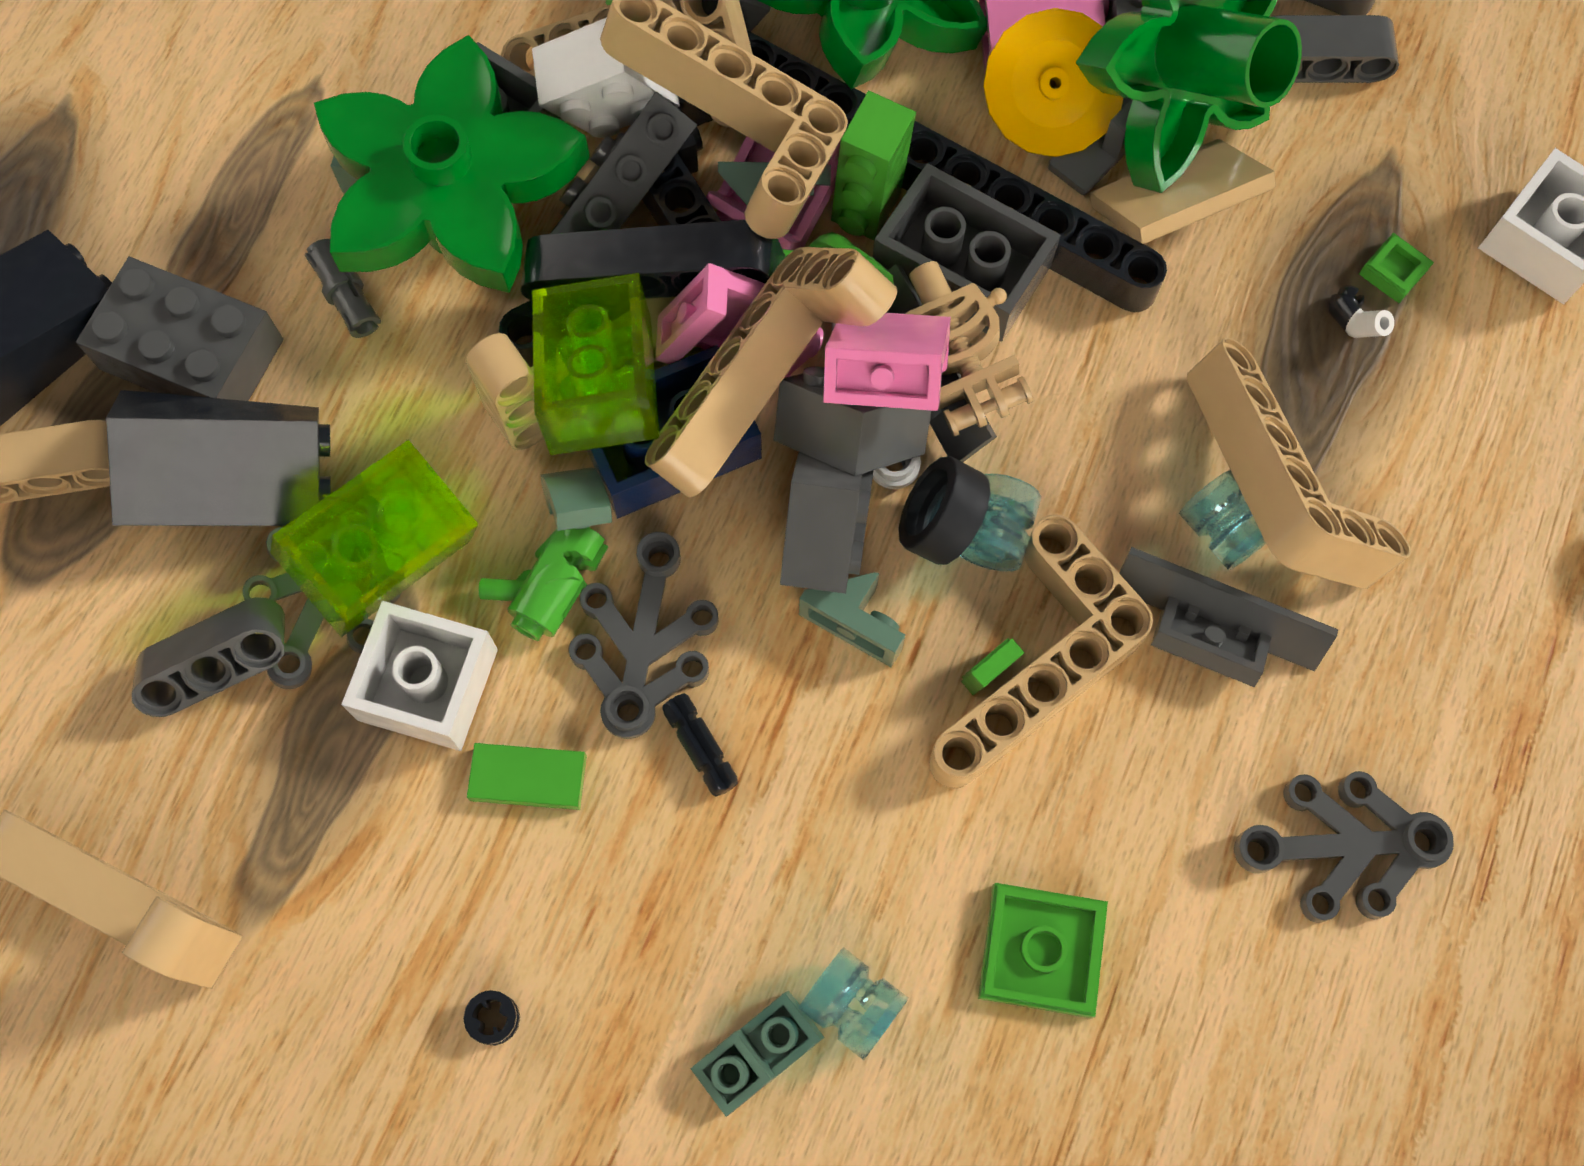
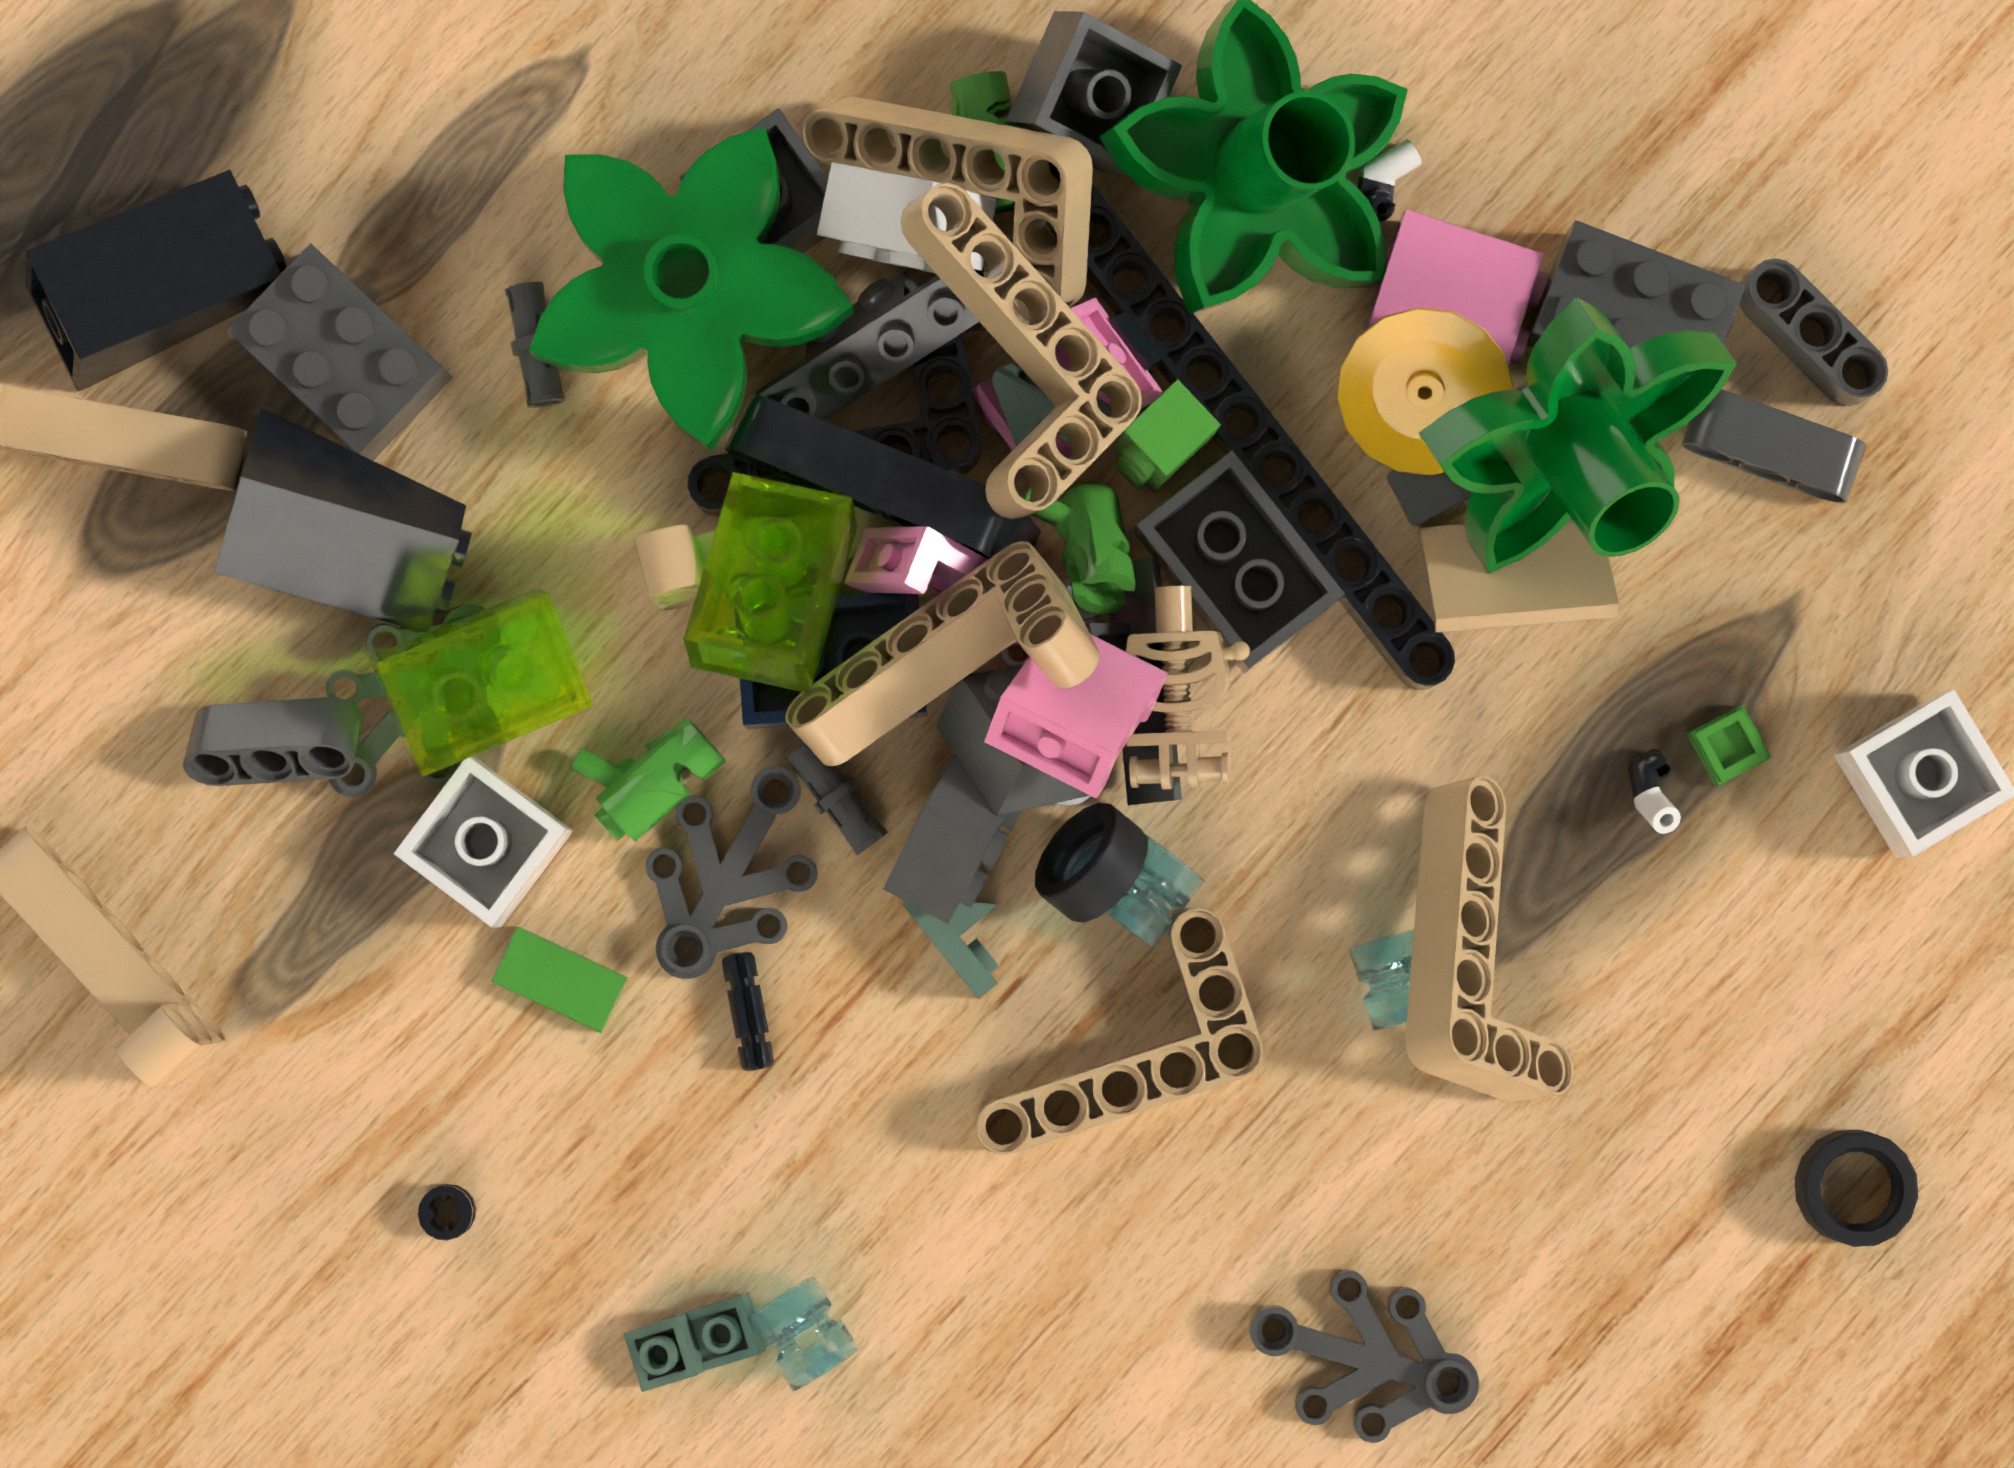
camera: 20 degrees right, 15 degrees up
(576, 498) = (706, 709): sand green slope -> none
(710, 541) = (838, 799): none -> dark grey pin
(992, 666) = (1078, 1043): bright green tile -> none
(1043, 950) = (1015, 1347): bright green tile -> none
(1220, 623) = (1333, 1086): dark grey bracket -> none

